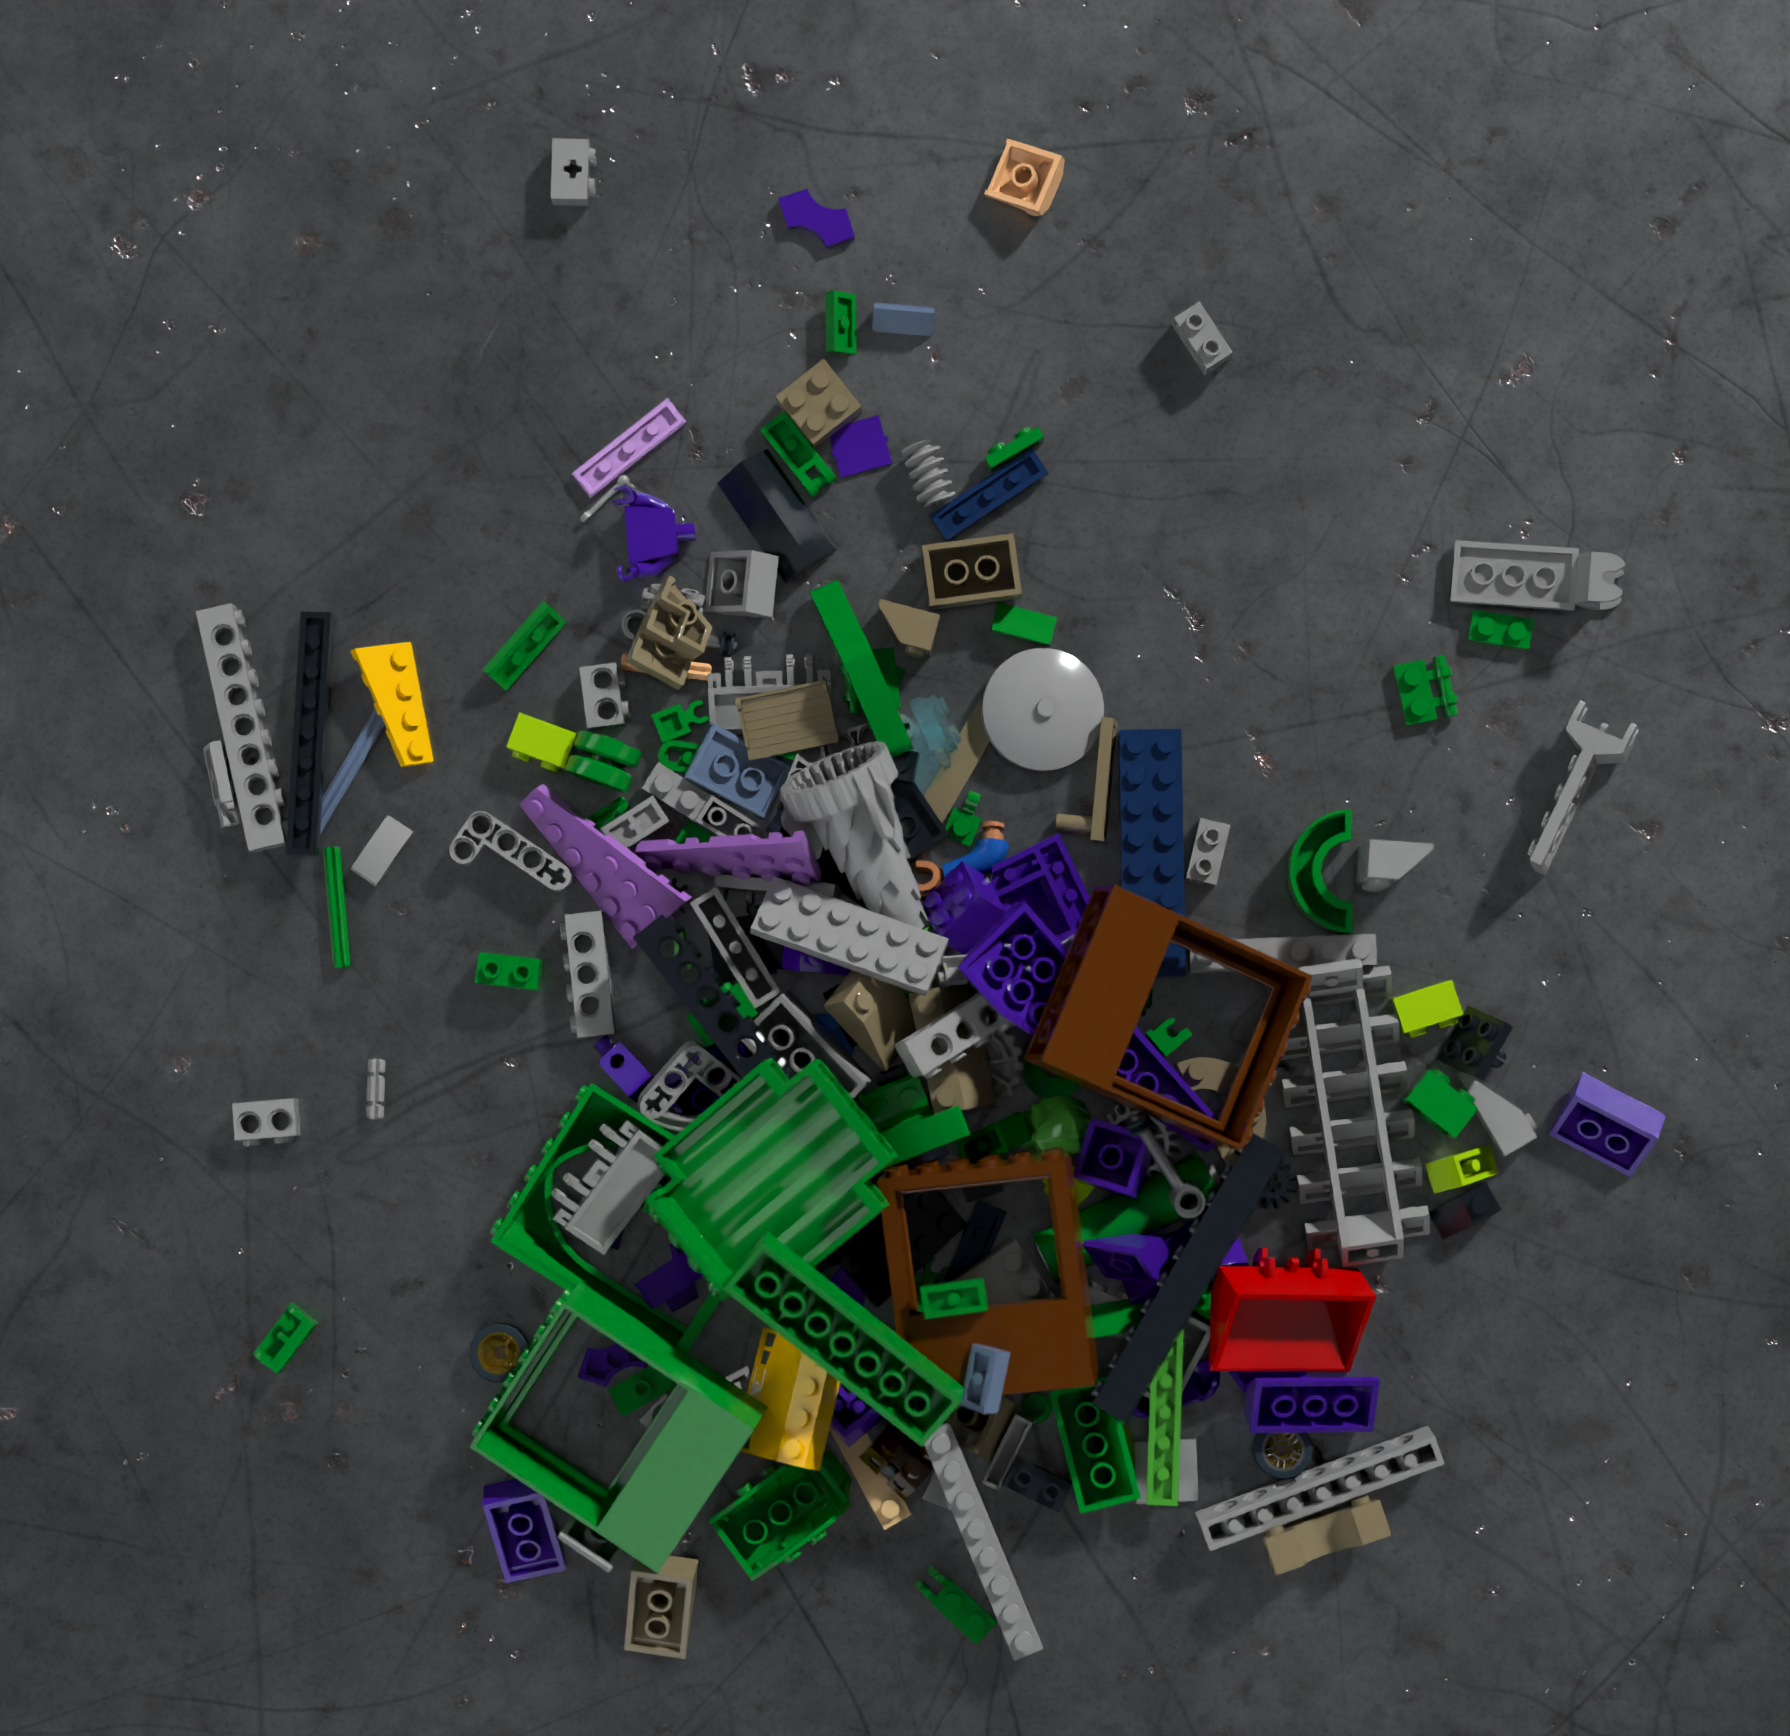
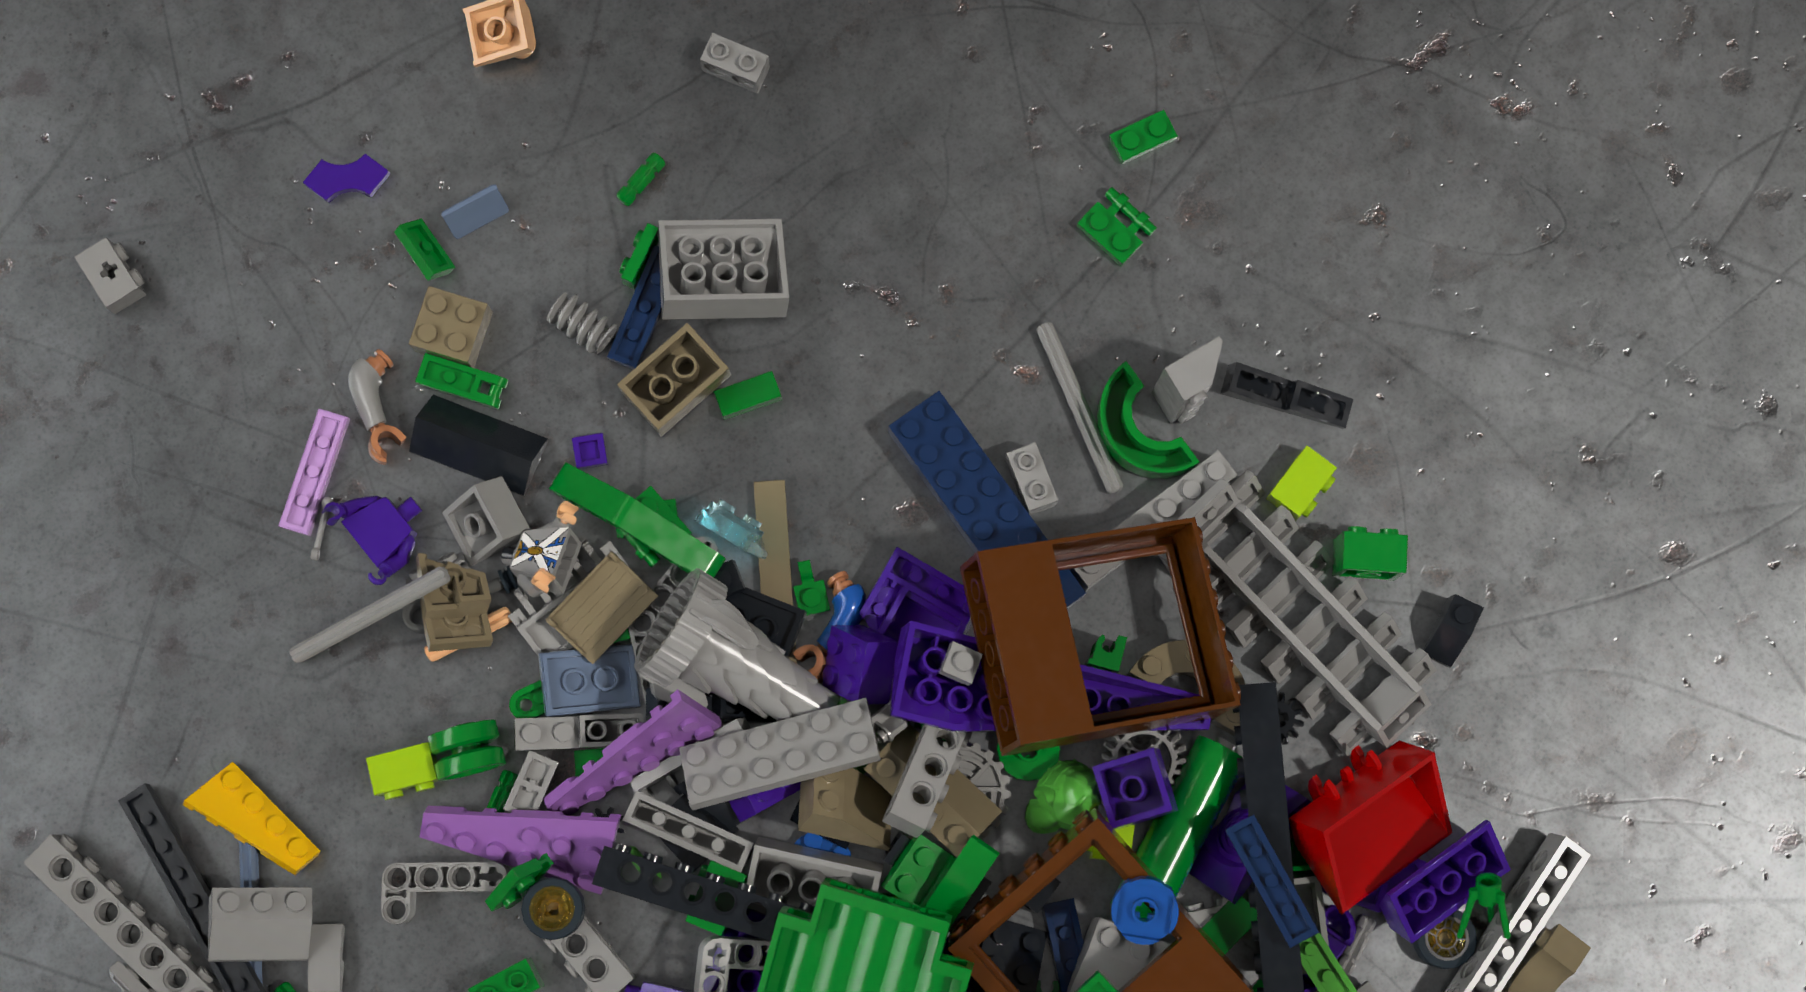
camera: 40 degrees left, 5 degrees down
(349, 788) = (259, 924): none -> light grey slope
(524, 645) = (333, 698): green plate -> none
(574, 896) = (518, 882): none -> green plate
(595, 698) = (425, 701): light grey brick -> none
(598, 598) = (370, 614): none -> light grey axle
(601, 944) = (570, 908): none -> wheel
(675, 722) = (507, 675): green plate -> none
(717, 403) = (364, 386): none -> piece
(770, 646) = (545, 554): none -> torso
(860, 447) = (510, 341): dark purple piece -> none
(863, 583) = (590, 451): none -> dark purple tile
(910, 627) = (653, 460): dark tan slope -> none
(995, 1138) = (1021, 842): green brick -> none
(1041, 964) = (960, 663): none -> light grey plate
(1042, 709) = (812, 454): light grey dish -> none
(1051, 1274) = (1133, 894): none -> blue plate
(1057, 383) = (640, 179): none -> green axle
(1073, 506) = (722, 269): none -> light grey slope
(1098, 823) = (923, 518): dark tan piece -> none
(1130, 1257) = (1205, 864): dark purple slope -> none
(1140, 1125) = (1139, 744): dark grey piece -> none
(1169, 1304) = (1272, 881): none -> dark blue plate
(1200, 1409) = (1364, 925): none -> light grey axle
(1288, 820) = (1079, 408): none -> light grey axle
(1338, 1436) = (1489, 894): none -> green plant
(1461, 1168) = (1424, 598): lime slope -> none
(1466, 927) = (1286, 395): none -> black slope
(1476, 1043) = (1364, 484): black plate -> none
(1501, 1119) = (1427, 533): light grey slope -> none
(1534, 576) = (1142, 73): light grey hinge -> none
(1595, 749) = (1287, 178): light grey hinge -> none
(1607, 1125) = (1517, 478): dark purple slope -> none

